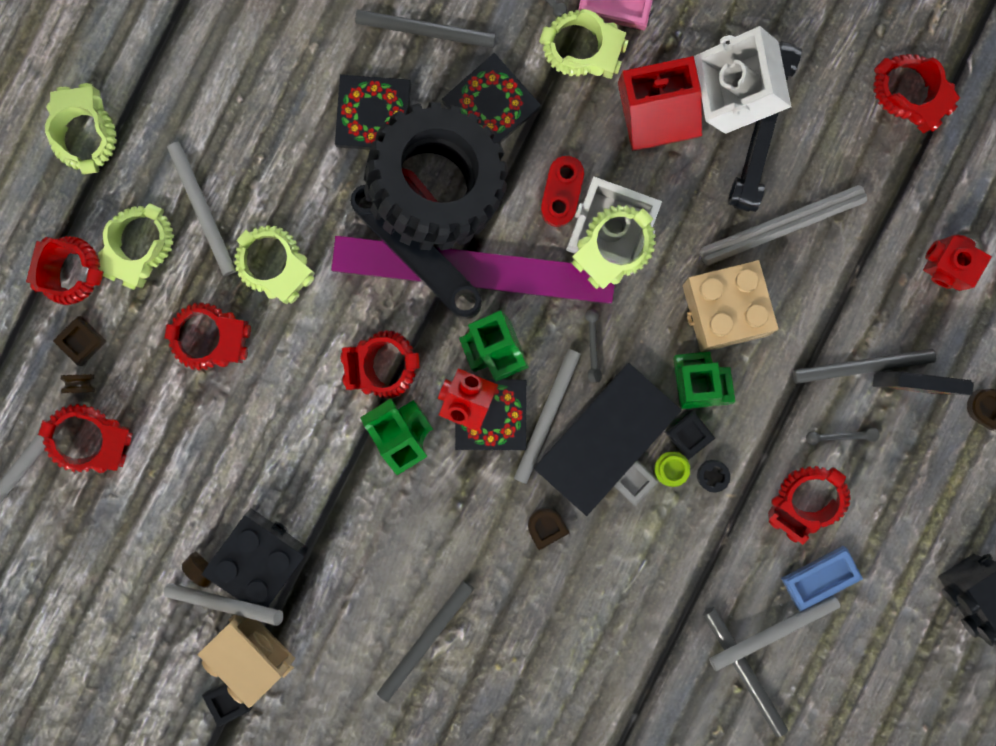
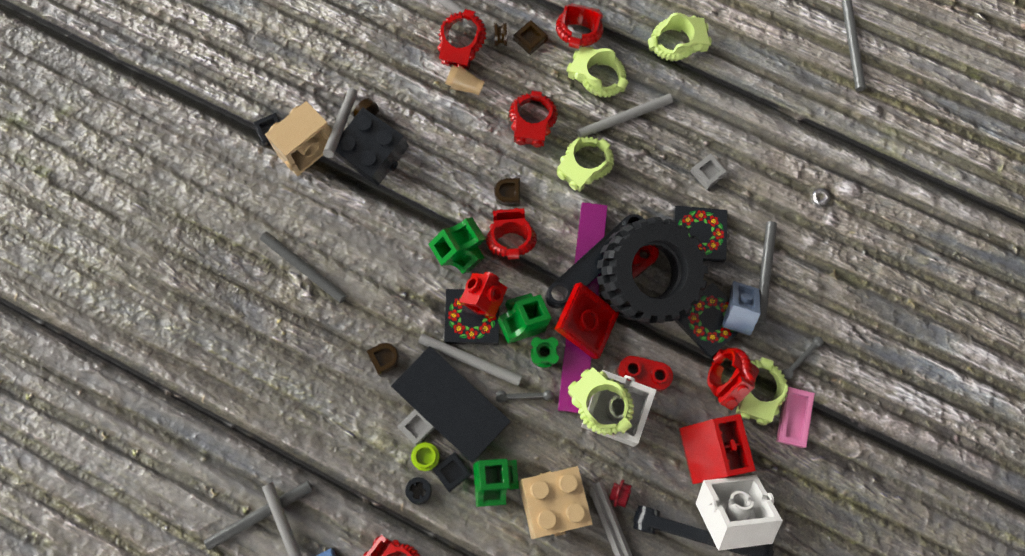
camera: 95 degrees right, 15 degrees down
(151, 434) = (464, 81): none -> tan cone
(283, 96) = (708, 171): none -> light grey tile
(315, 370) = (508, 192): none -> dark brown tile
(481, 59) = (742, 309): none -> sand blue plate
(500, 264) = (586, 321): none -> red plate
(549, 311) = (544, 344): none -> green brick
(581, 65) = (739, 384): none -> red piece
(715, 225) = (620, 494): none -> dark red plate

